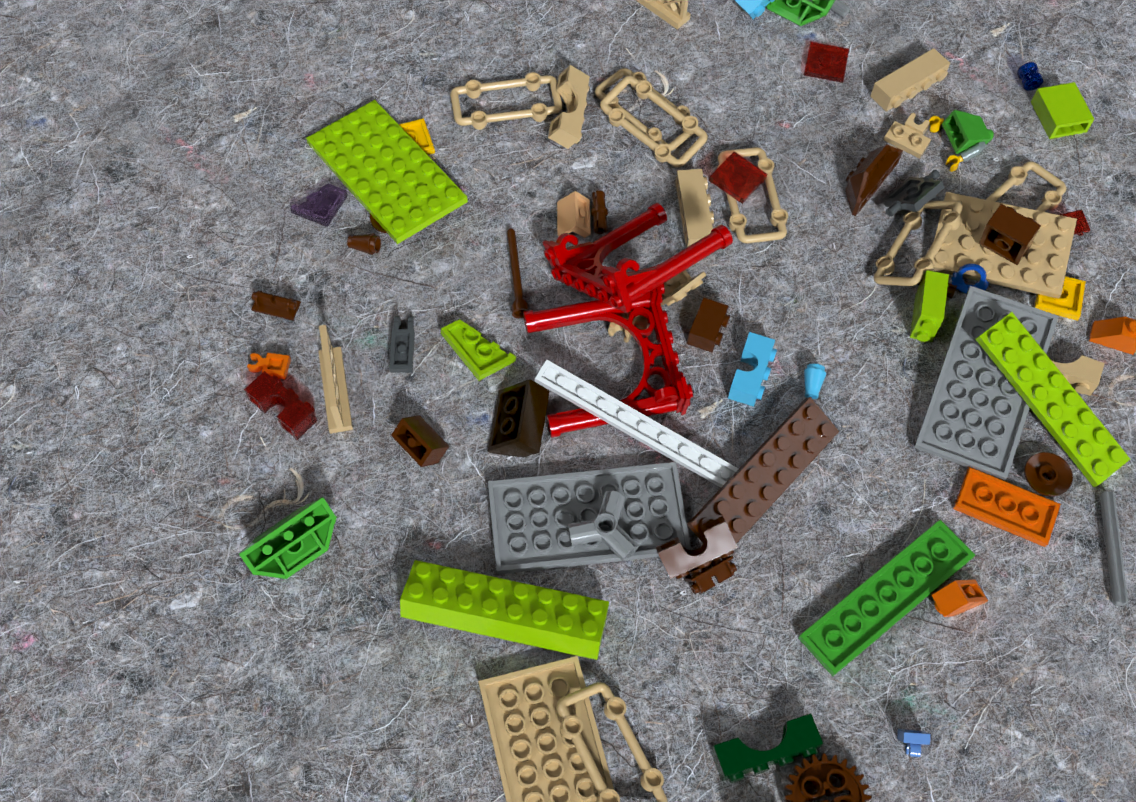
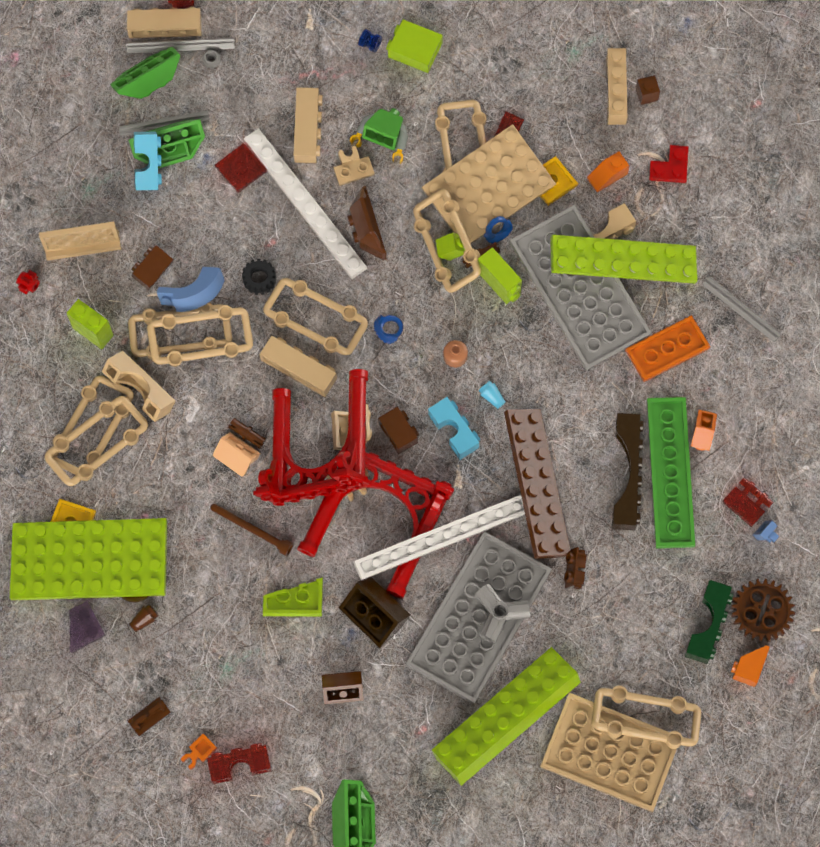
camera: 50 degrees left, 10 degrees up
(334, 385) = (251, 718): tan fence -> none
(402, 347) = (254, 649): dark grey hinge -> none
(518, 127) = (106, 410): none -> tan bar
(590, 37) = (90, 324): none -> lime brick
(680, 52) = (152, 267): none -> reddish brown brick
(688, 94) = (196, 294): none -> medium blue arch
(717, 542) = (556, 580): arch -> none
(738, 177) = (297, 315): clear red tile -> none
(750, 123) = (264, 286): none -> black tyre
(795, 247) = (379, 324): none -> blue piece
(811, 578) = (628, 434): none -> dark brown arch
(822, 322) = (455, 353): none -> nougat head
(842, 127) = (305, 204): none -> white plate
(913, 193) = (404, 208): dark grey plate -> none
(914, 249) = (449, 246): none -> lime brick
(919, 698) = (744, 506): none -> clear red plate
(1009, 234) = (494, 181): reddish brown brick -> none
(1053, 467) = (672, 298): reddish brown dish -> none

